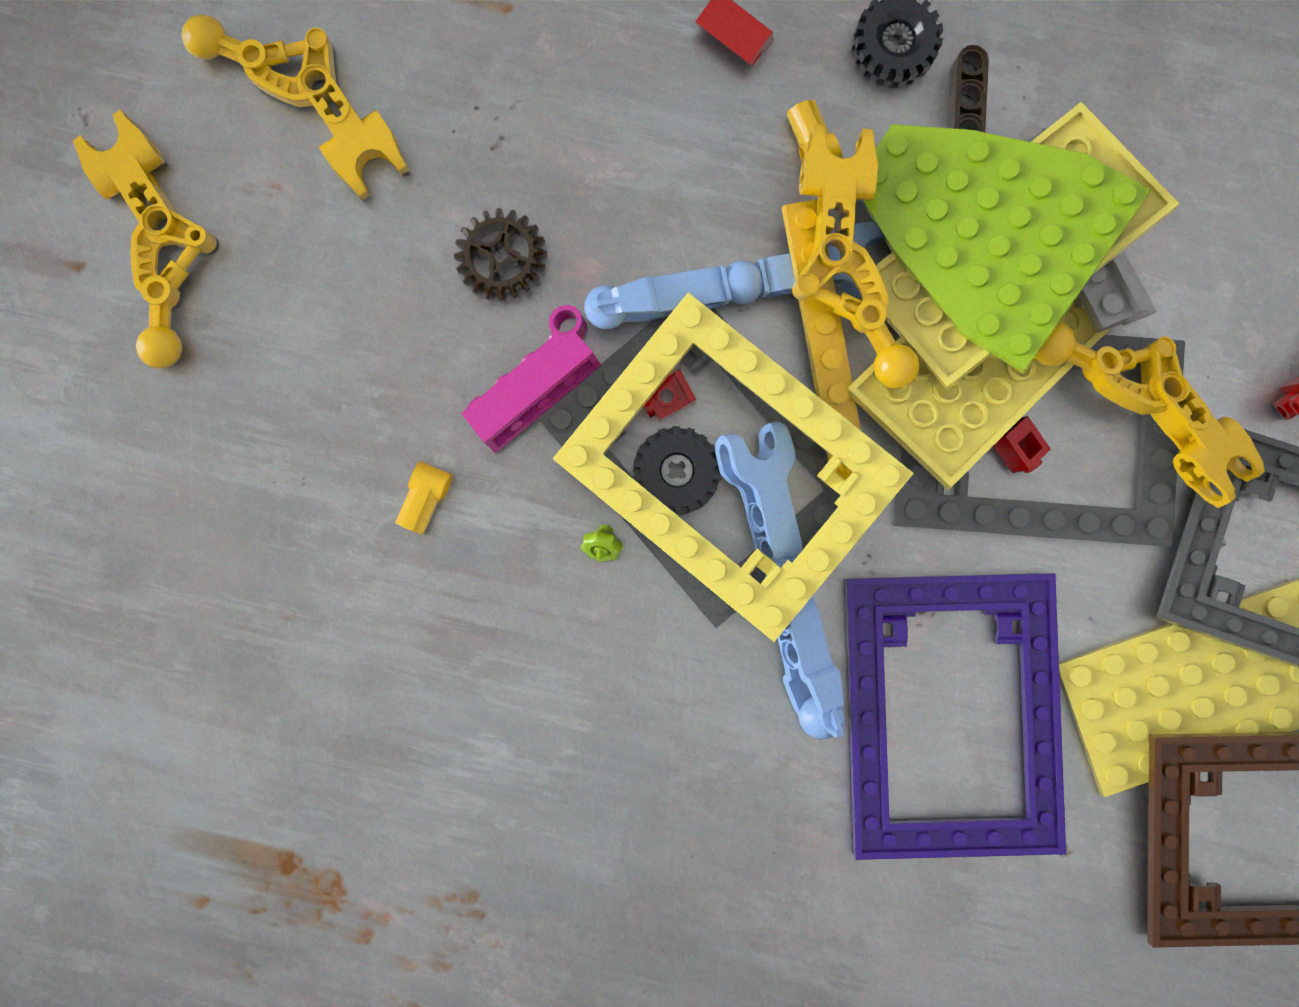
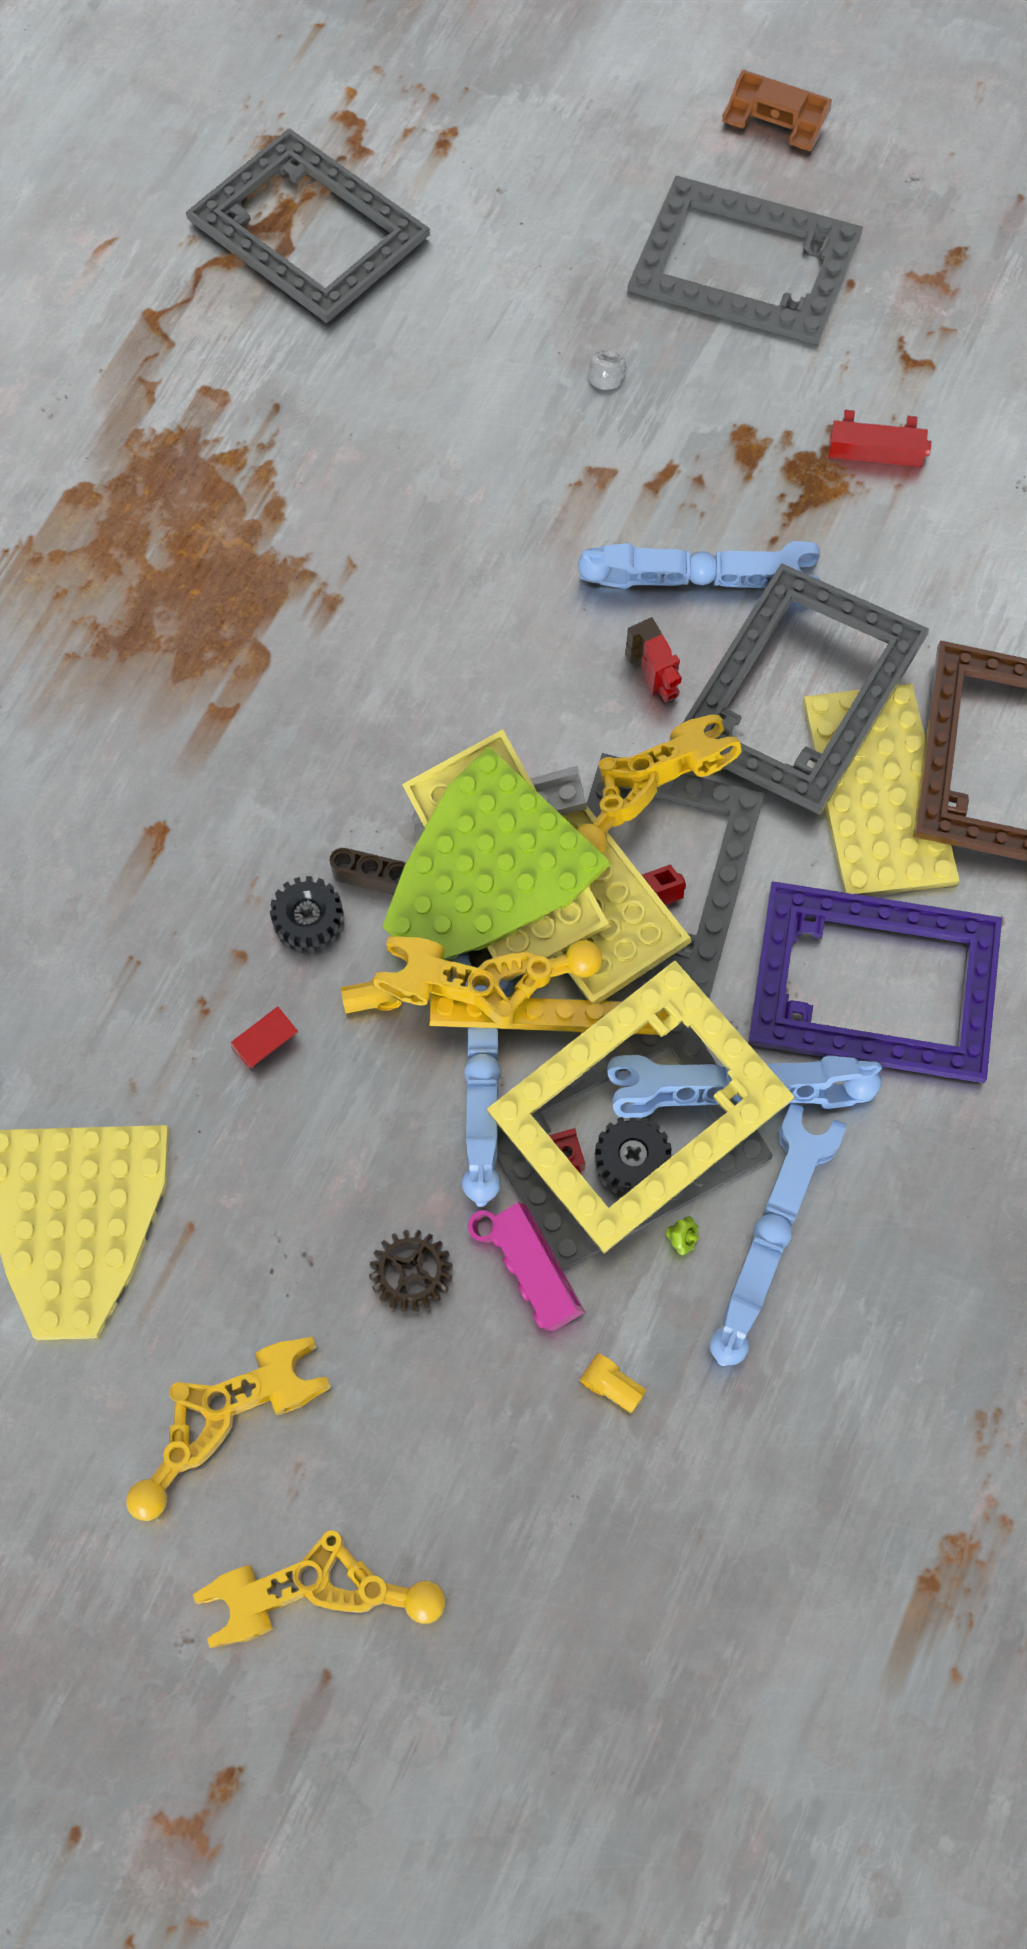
camera: 80 degrees left, 20 degrees down
(626, 642) = (773, 1231): none -> light blue piece

